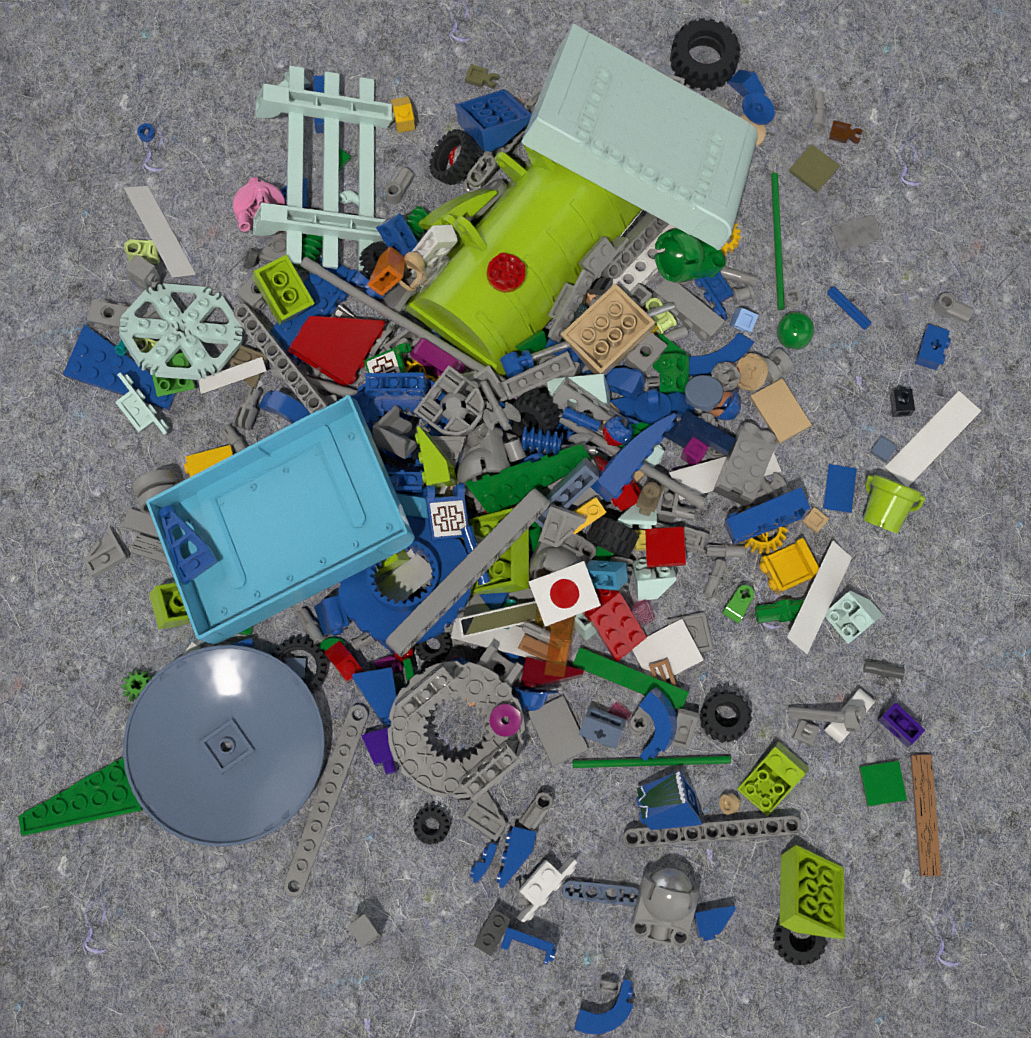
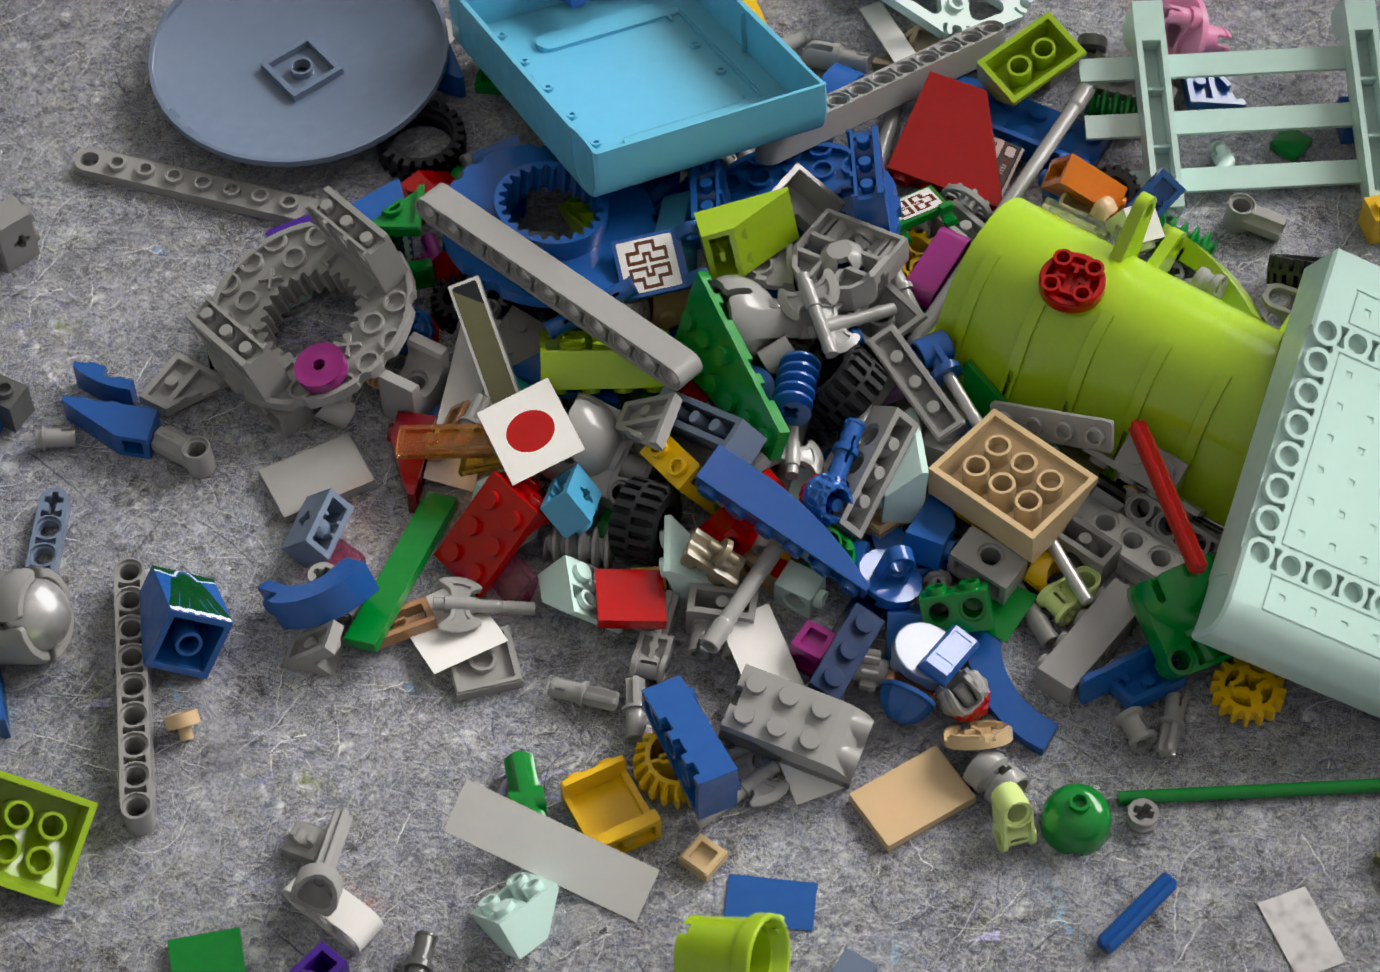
camera: 90 degrees right, 20 degrees down
(298, 665) = (422, 142): sand blue tile -> none
(387, 671) = (402, 217): none -> green tile
(426, 814) = (162, 304): black tyre -> none
(478, 209) = (1210, 283): none -> wheel
(488, 424) = (810, 298): none -> light grey piece
(532, 698) = (370, 431): blue piece -> none
(541, 884) = (65, 454): white bracket -> none
(636, 247) = (1168, 497): none -> red axle
(651, 762) = (261, 616): green piece -> none
(658, 644) = (462, 605): none -> light grey piece
(707, 380) = (948, 655): none -> tile
(730, 700) = (327, 685): black tyre -> none
(737, 606) = (538, 730): bright green piece -> none
(743, 320) = (1079, 722): light blue brick -> none
(773, 778) = (226, 789): lime slope -> none
(801, 360) = (1012, 817): none -> yellowish green piece

